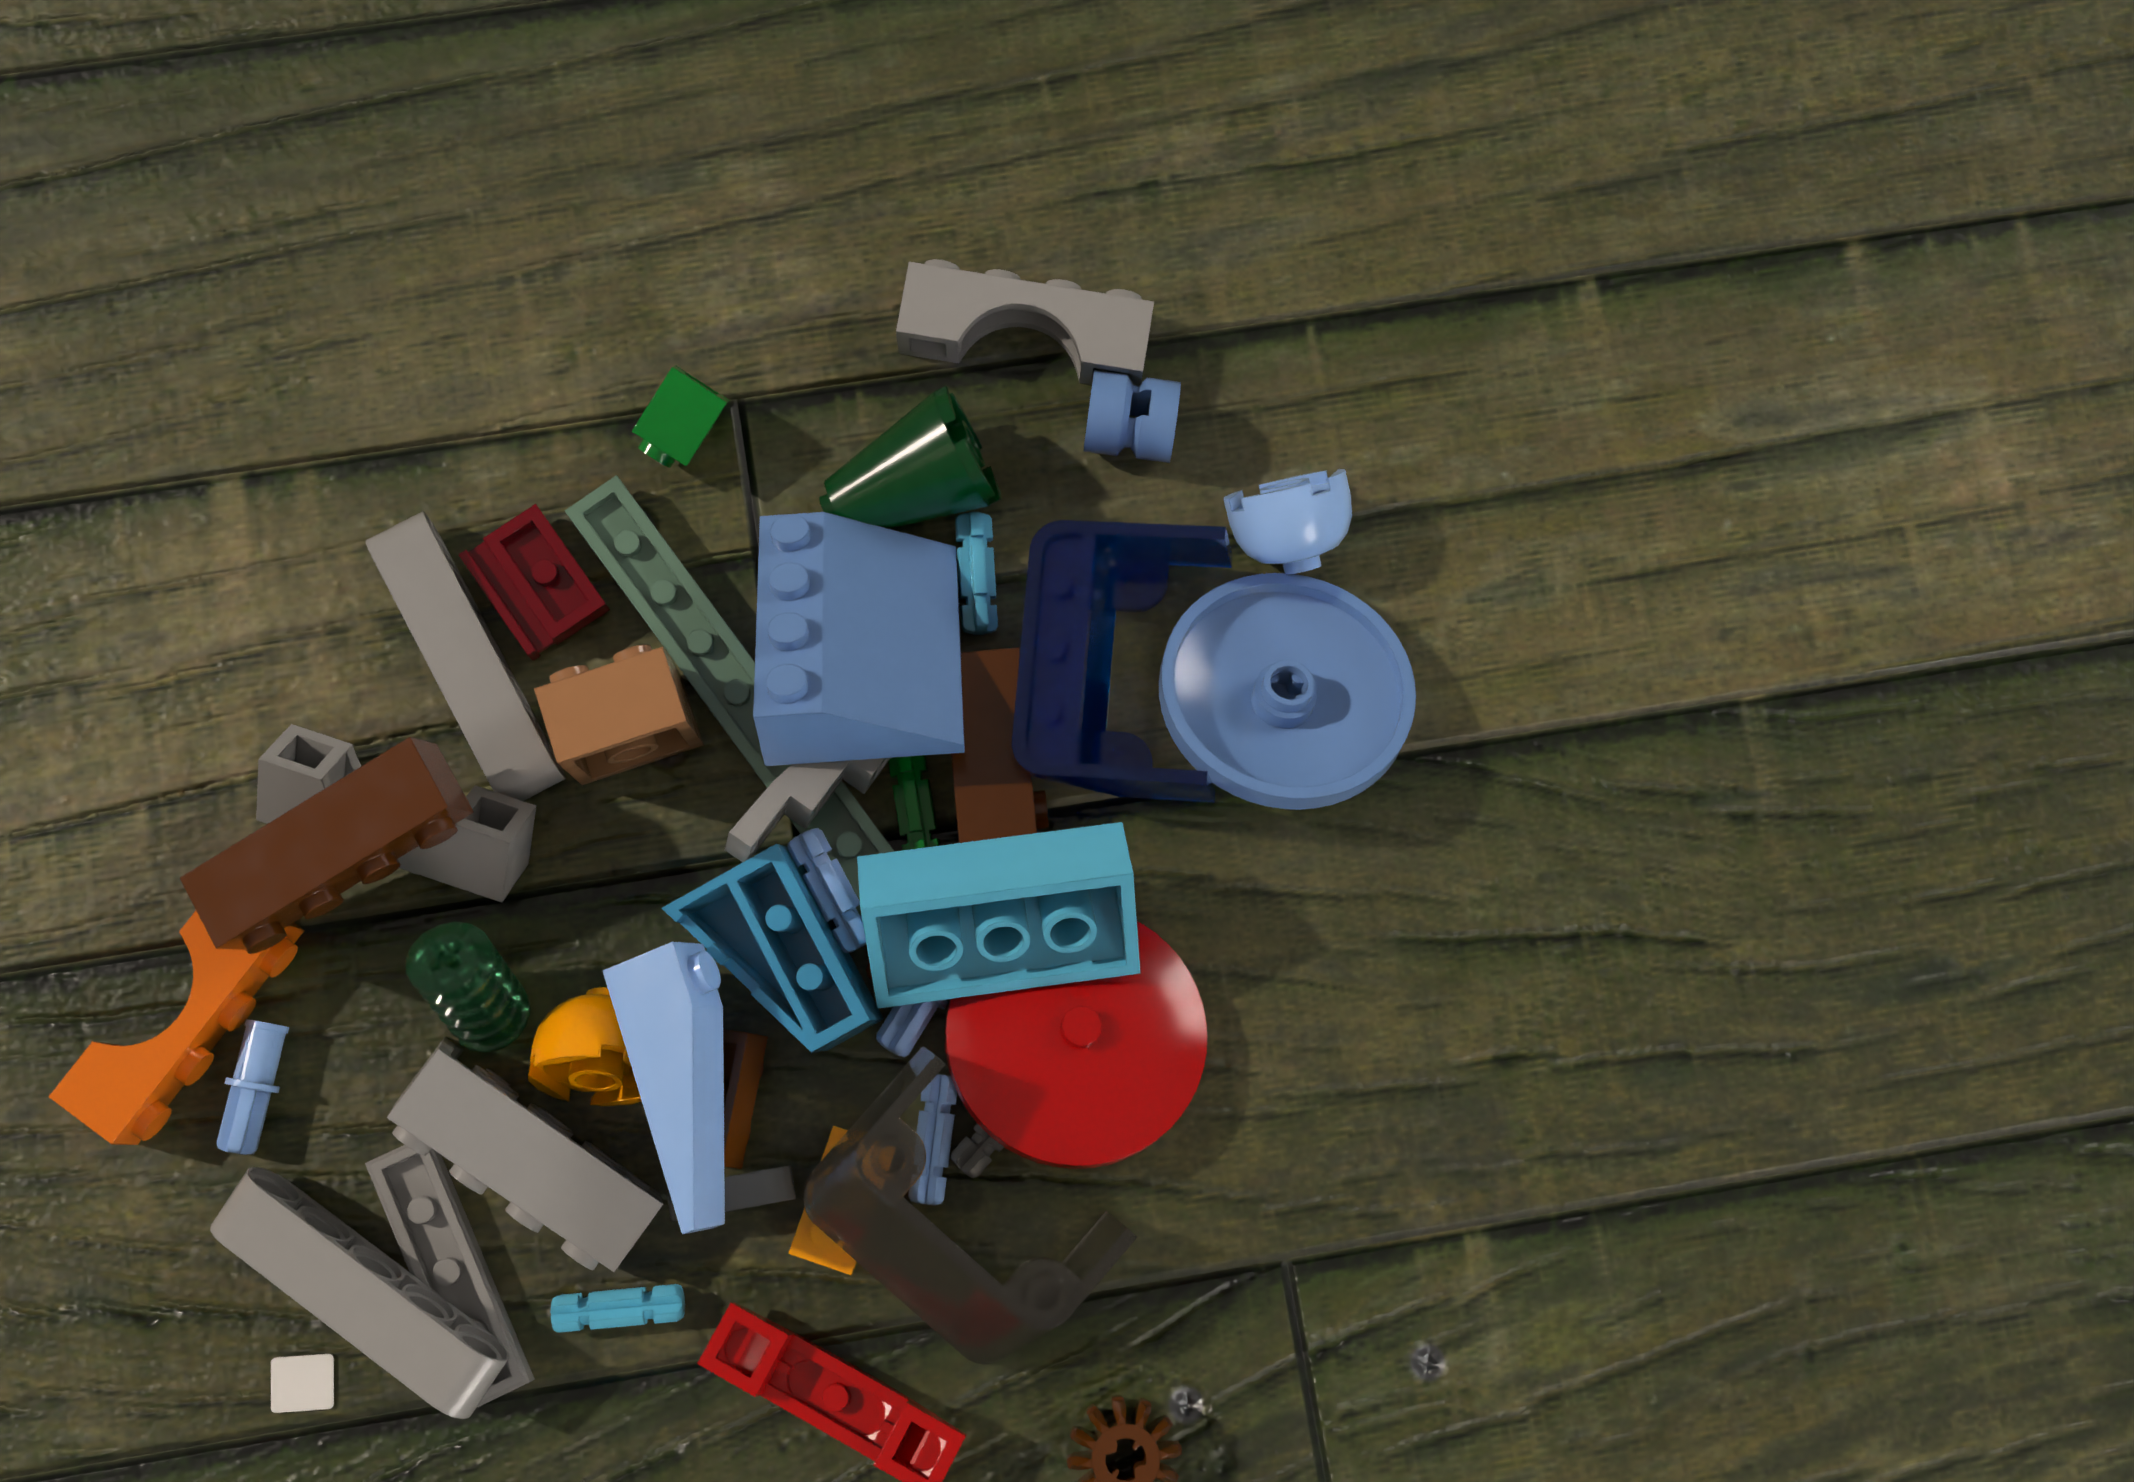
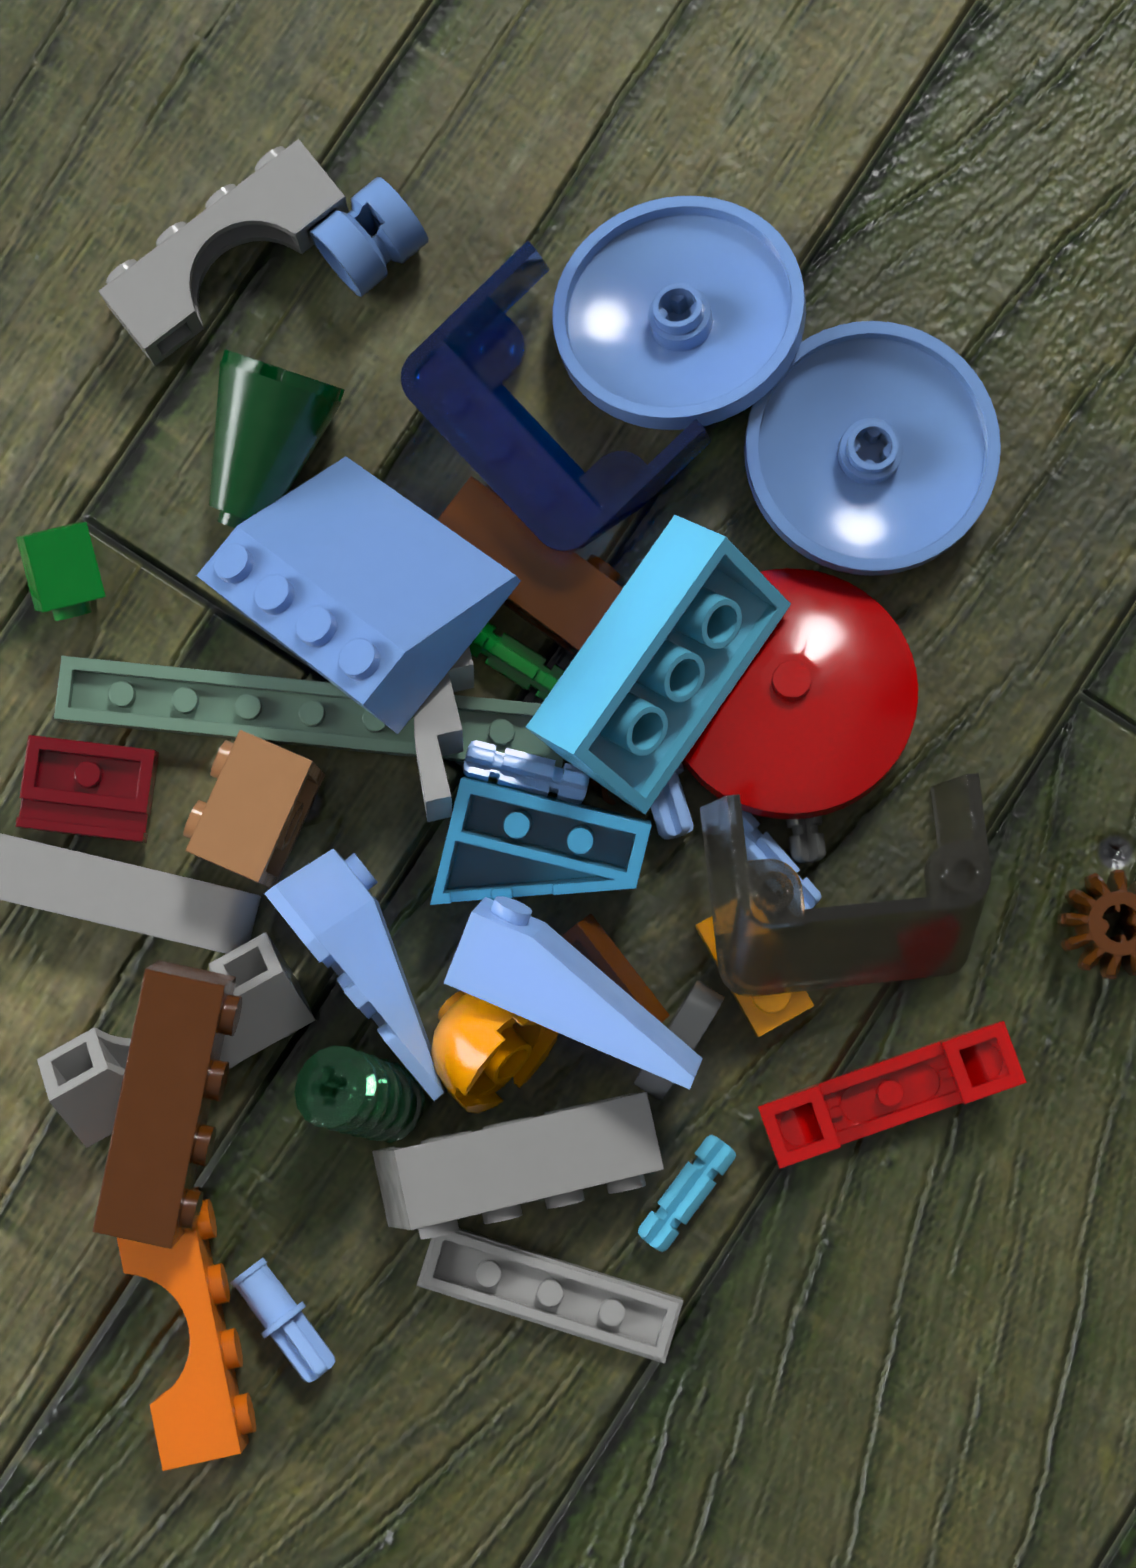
camera: 40 degrees left, 5 degrees up
(302, 1383) = (534, 1467): white sticker -> none
(360, 1292) = (510, 1365): light grey beam -> none
(592, 856) = (346, 930): none -> light blue wedge
(976, 573) = (380, 458): medium azure axle -> none
(1292, 519) = (555, 190): light blue cylinder -> none
(1319, 929) = (873, 449): none -> medium blue dish

